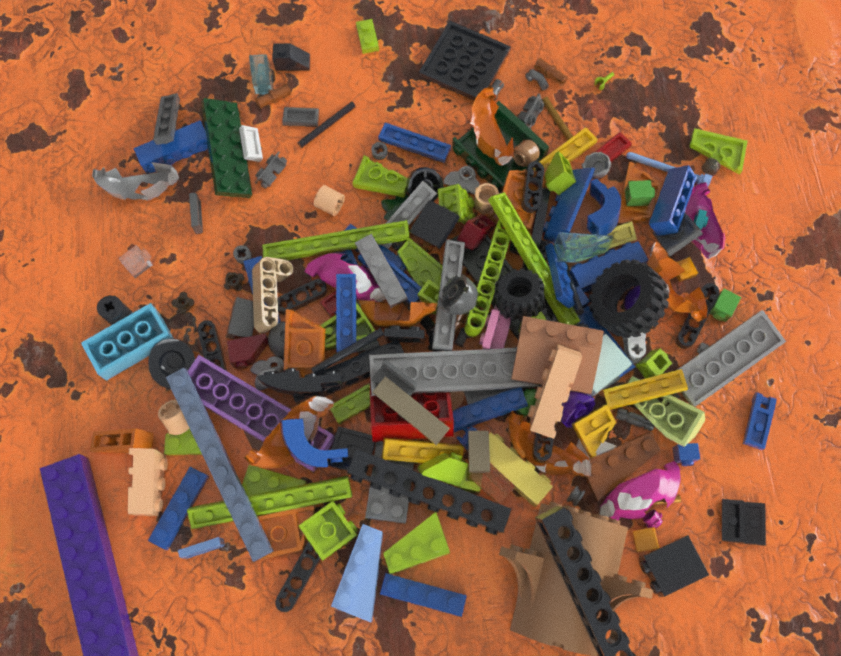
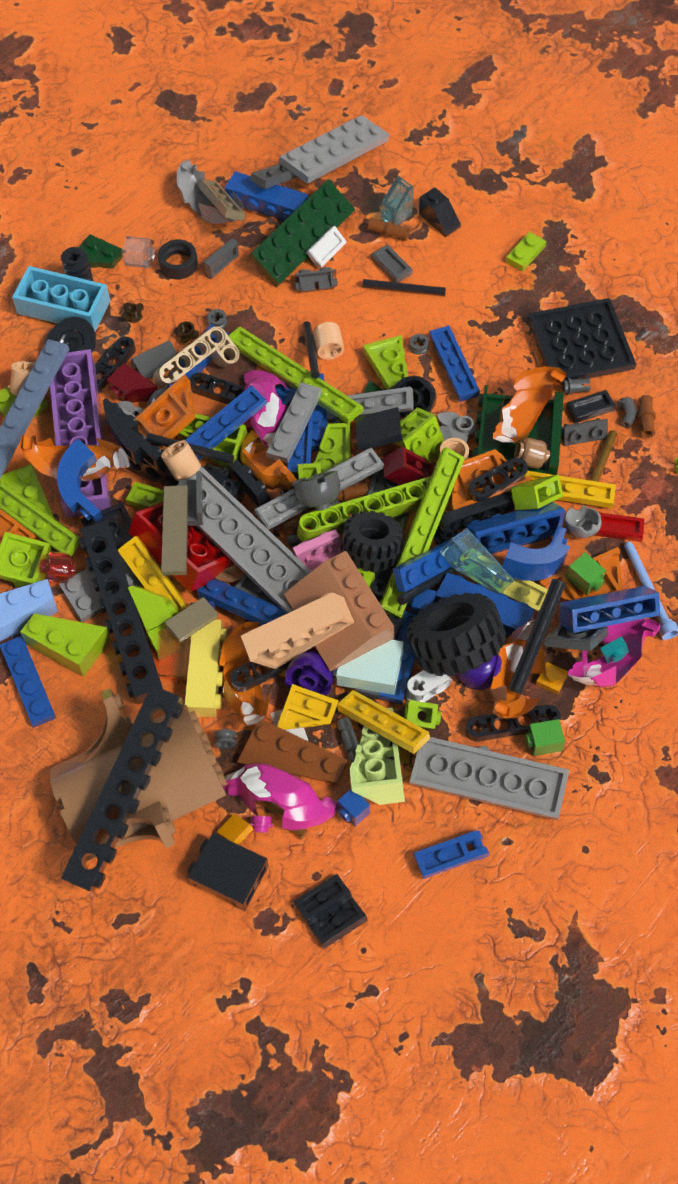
camera: 50 degrees right, 10 degrees down
(109, 284) = (101, 252): none -> dark green wing
(151, 175) = (221, 200): none -> dark tan tile
(160, 230) = (177, 247): none -> black tyre
(177, 76) = (334, 149): none -> light grey plate
(325, 215) = (312, 357): none -> black bar
(355, 364) = (181, 460): none -> light nougat piece
(357, 509) = (57, 567): none -> clear red head
(515, 94) = (590, 406): none -> black tile
(662, 254) = (536, 636): none -> black axle

